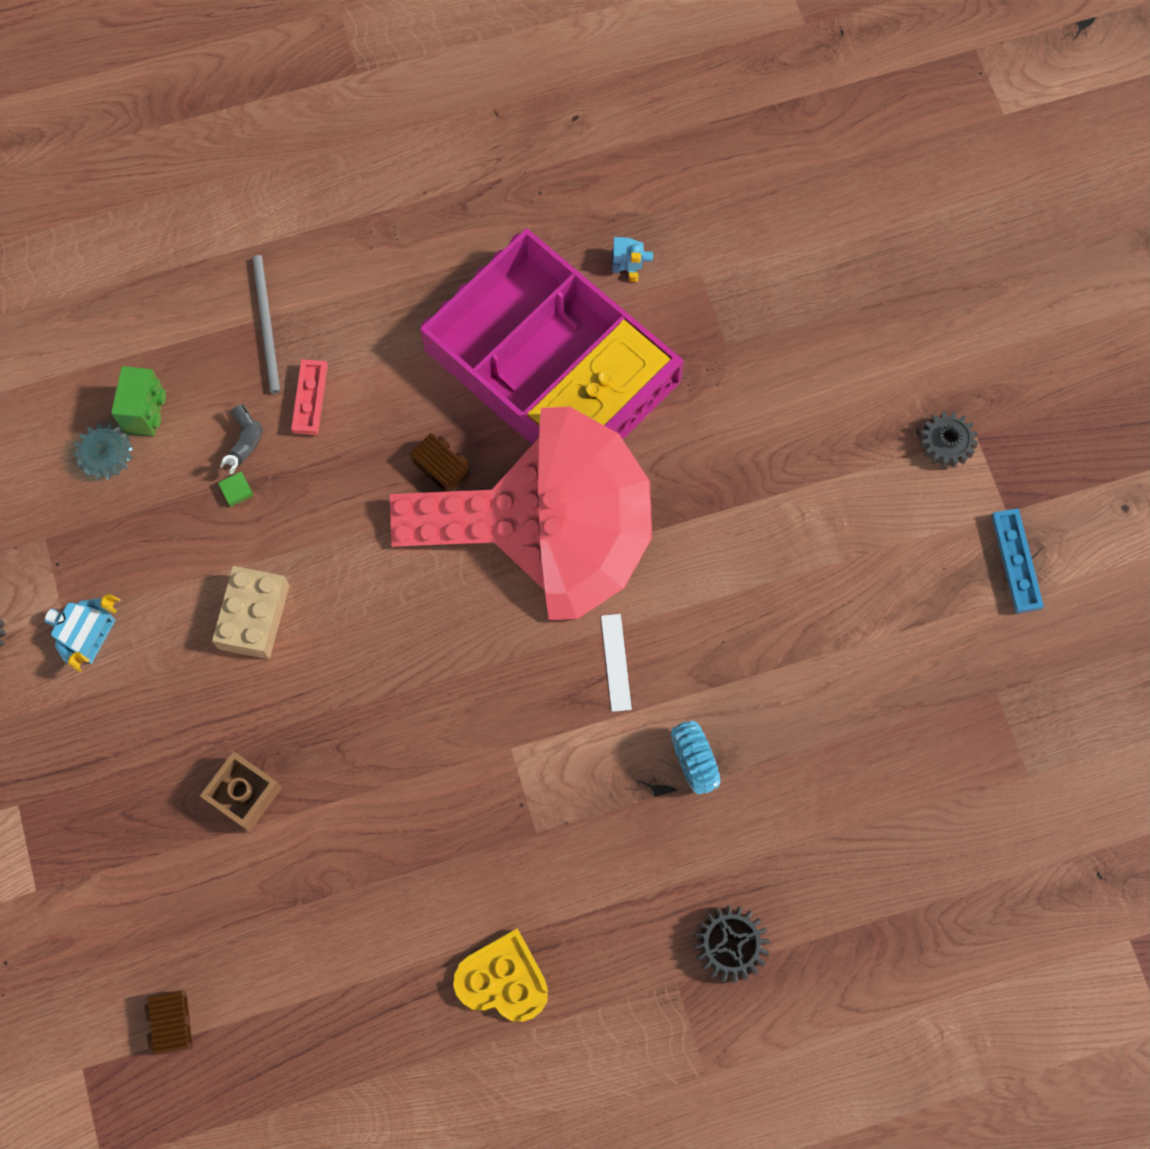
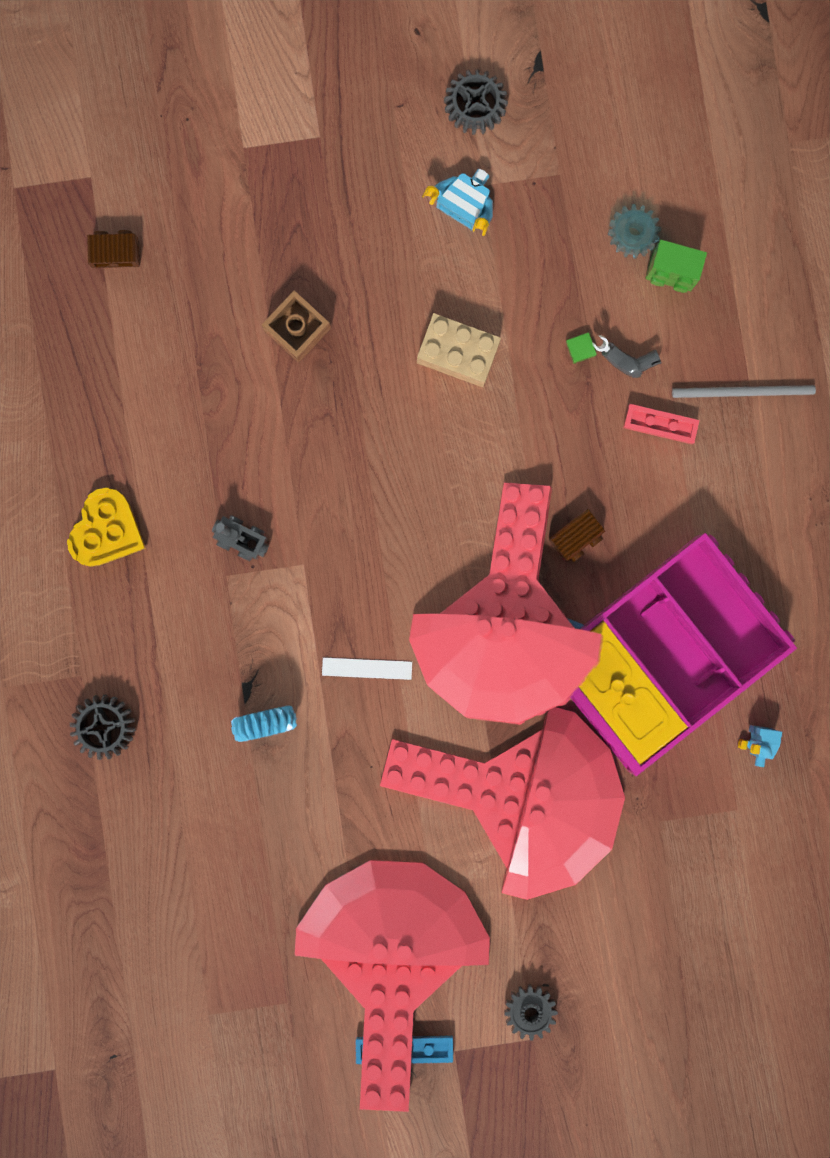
camera: 90 degrees right, 15 degrees up
(487, 829) = (232, 534): none -> dark grey brick
(729, 461) = (542, 802): none -> coral plate
(906, 591) = (392, 942): none -> coral plate

